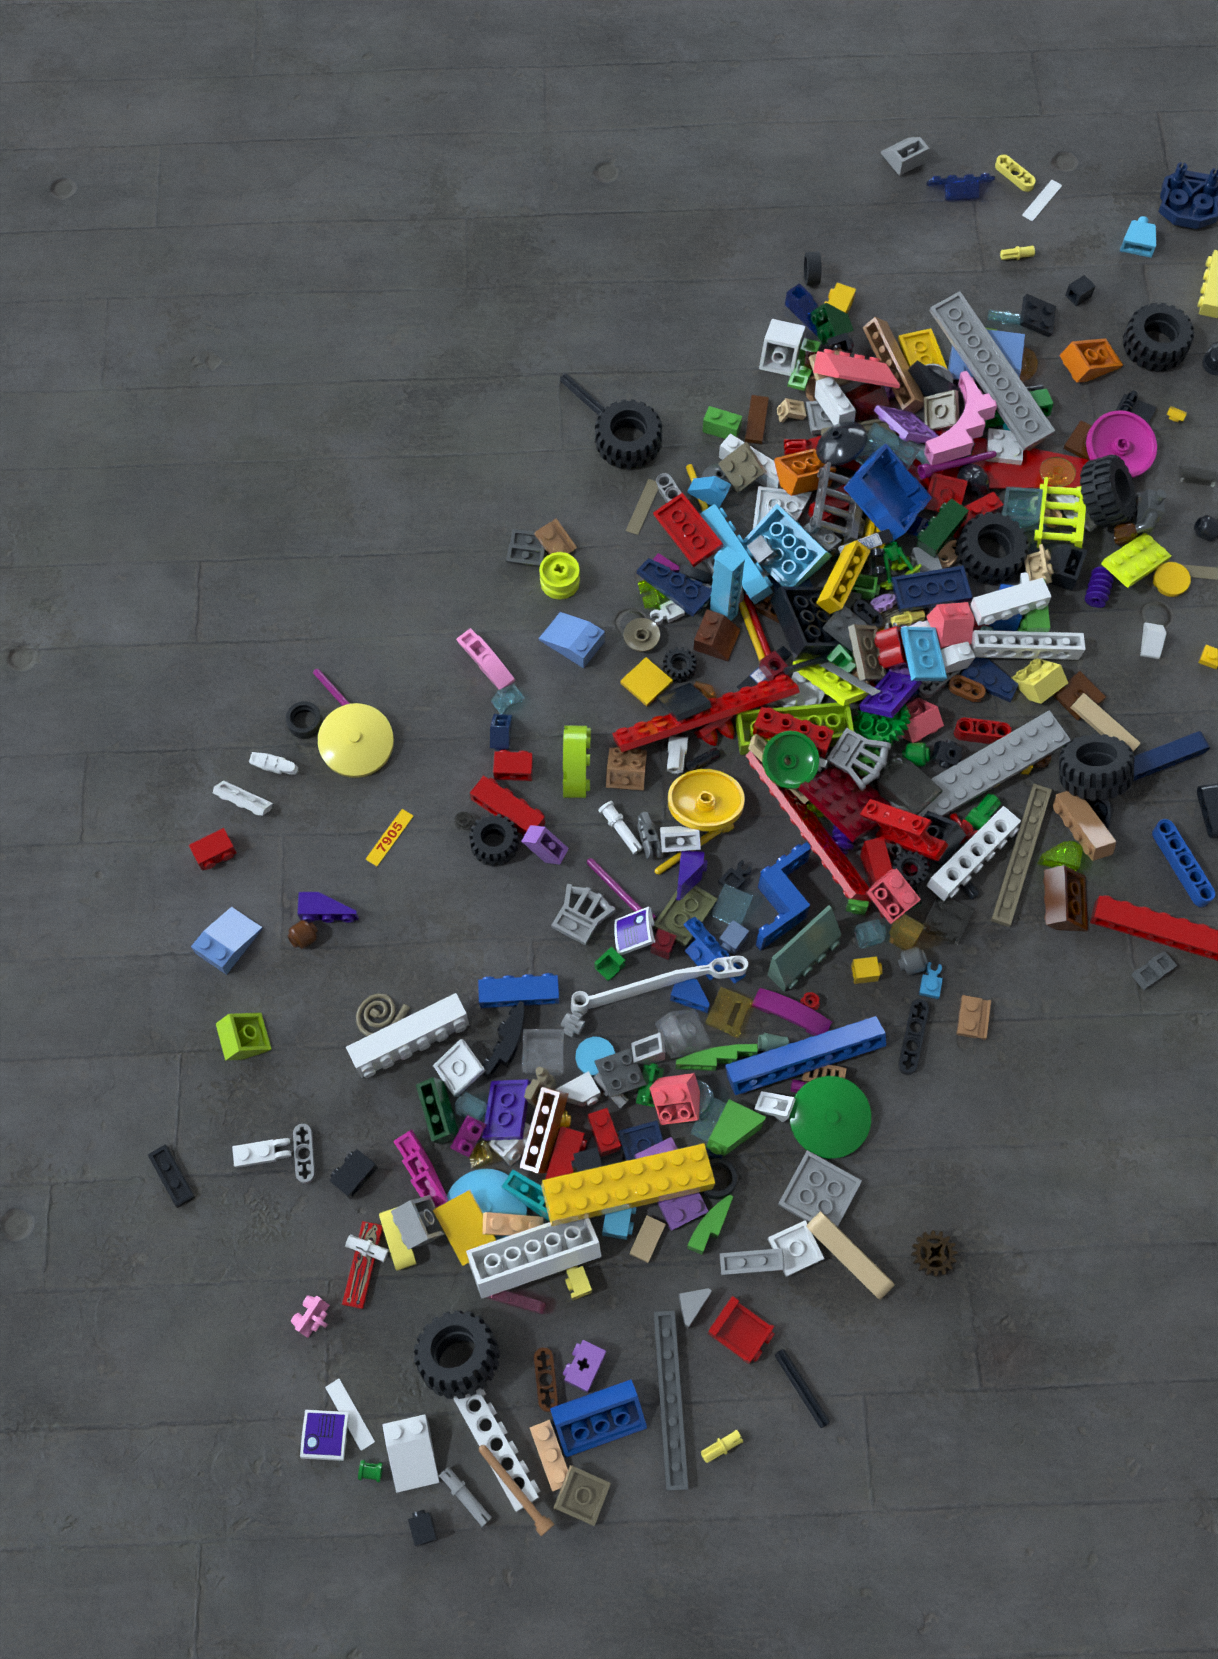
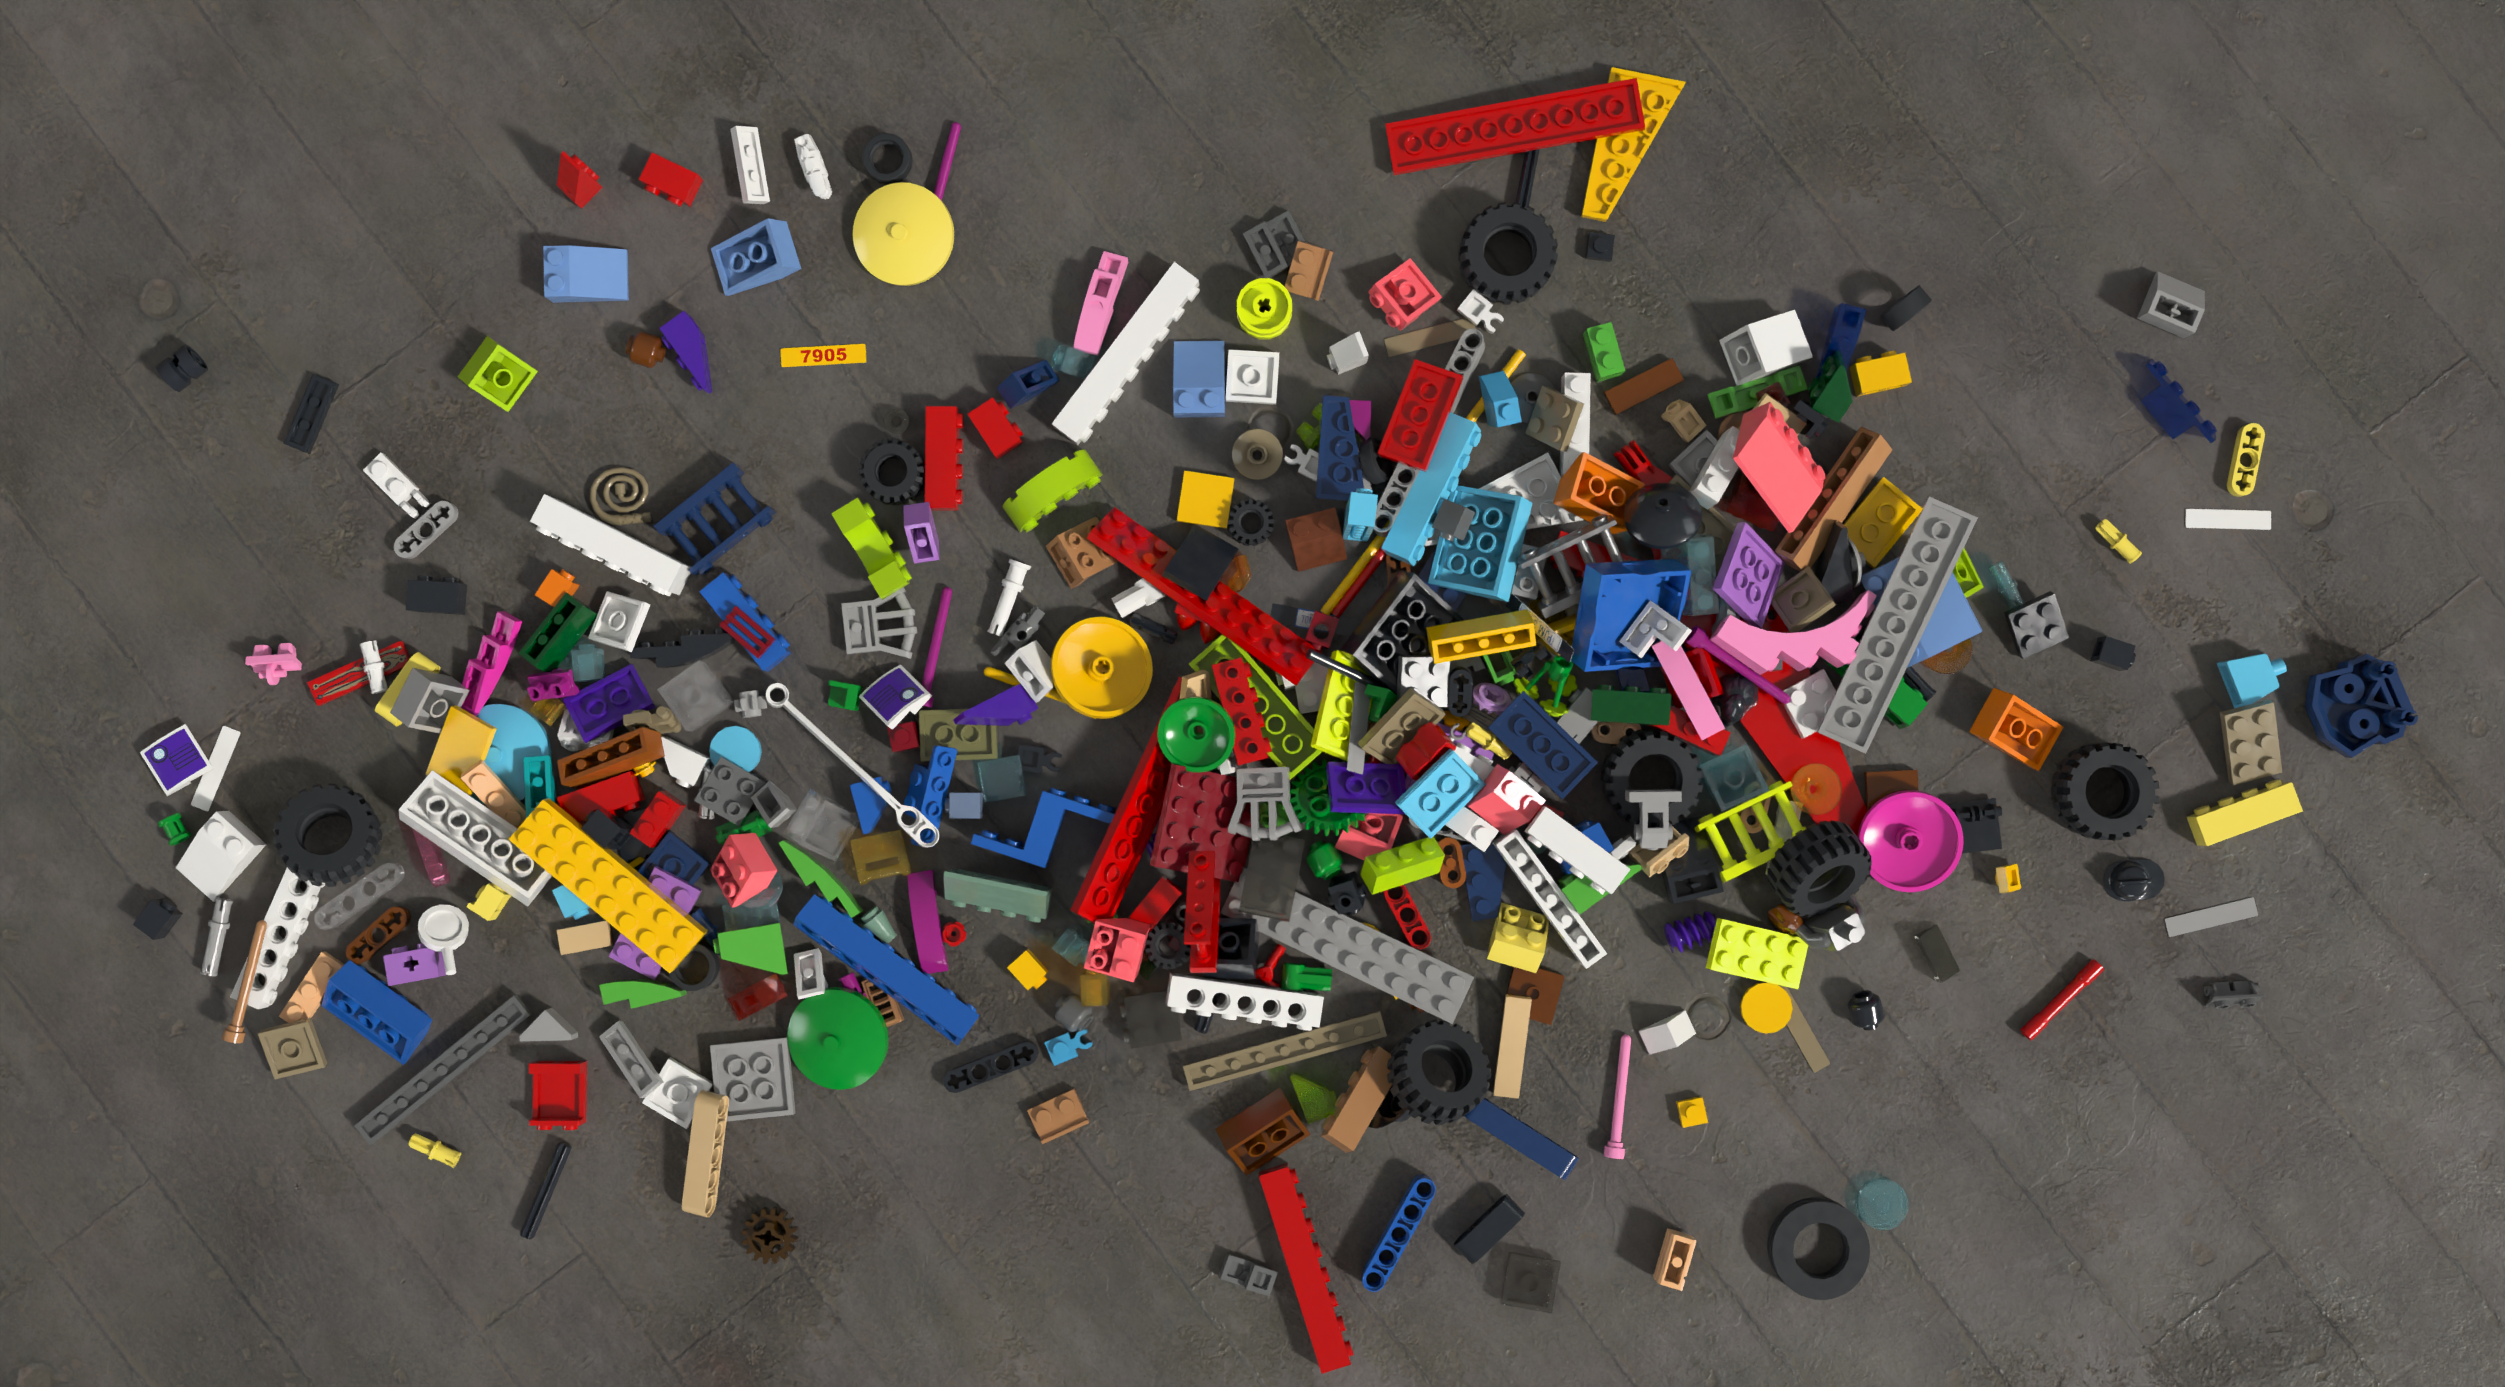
camera: 55 degrees right, 20 degrees up
(74, 1236) = (183, 367): none -> black wheel
(167, 897) = (577, 179): none -> red slope
(299, 832) = (756, 256): none -> medium blue slope
(407, 1093) = (556, 585): none -> orange brick
(423, 957) = (711, 494): none -> dark blue fence
(510, 1374) = (360, 897): none -> clear beam
(526, 666) = (1126, 353): none -> white brick
(527, 988) = (731, 618): none -> dark red tile
(533, 883) = (873, 547): none -> lime brick
(559, 389) = (1515, 126): none -> red plate
(577, 1326) = (443, 930): none -> white piece
(594, 607) = (1252, 377): none -> white plate
(606, 339) = (1619, 155): none -> yellow wing
(609, 501) = (1403, 295): none -> coral plate
(621, 547) = (1348, 353): none -> white slope
(648, 471) = (1477, 309): none -> white plate
(660, 392) = (1600, 246): none -> black plate
(766, 1151) = (757, 997): none -> clear red slope
(903, 484) = (1654, 624): none -> white plate
(943, 491) = (1689, 689): none -> bright pink slope
(951, 708) = (1402, 865): none -> lime brick
(1007, 549) = (1653, 802): none -> light grey tile
(1177, 256) = (2251, 742): none -> dark tan plate
(1205, 709) = (1614, 1147): none -> bright pink piece

